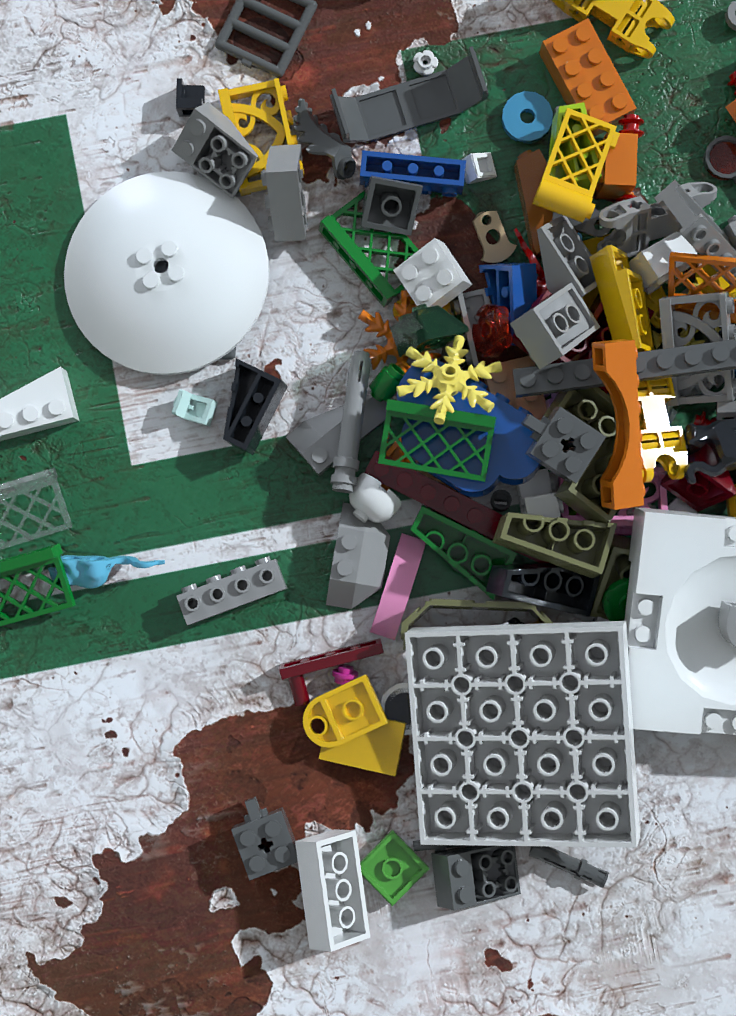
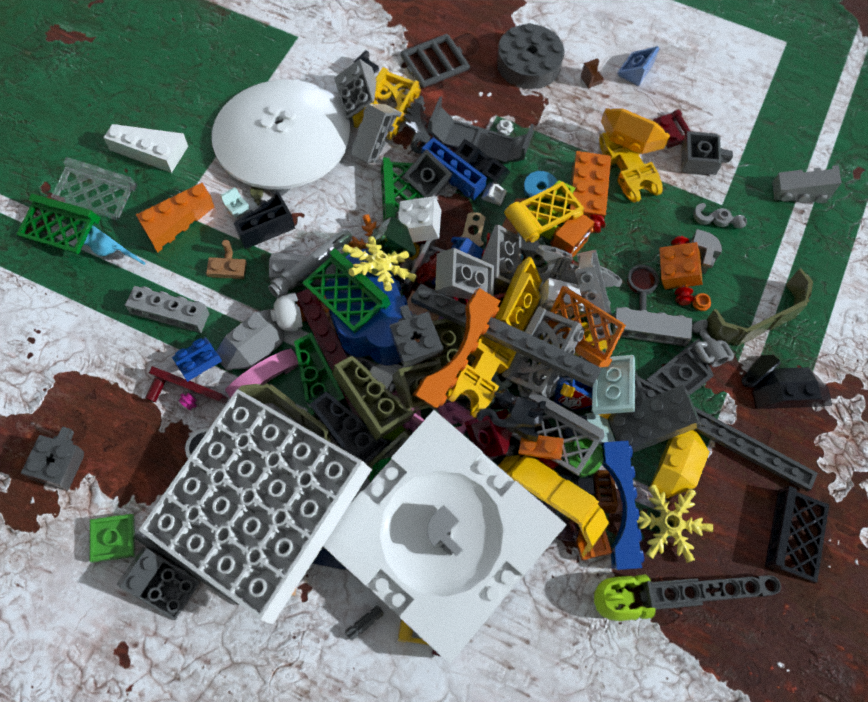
camera: 35 degrees right, 20 degrees down
(139, 475) = (175, 215): none -> orange wedge
(205, 375) = (256, 194): none -> olive piece
(249, 491) = (226, 266): none -> medium nougat plate
(318, 625) = (196, 358): none -> blue plate
(332, 890) = (62, 518): white brick -> none
(345, 712) = (167, 418): yellow plate -> none
(372, 751) = (162, 446): yellow tile -> none
(434, 136) = (483, 163): none -> black arch
(572, 865) = (222, 626): dark grey pin -> none
(706, 759) = (364, 622): none -> dark grey axle

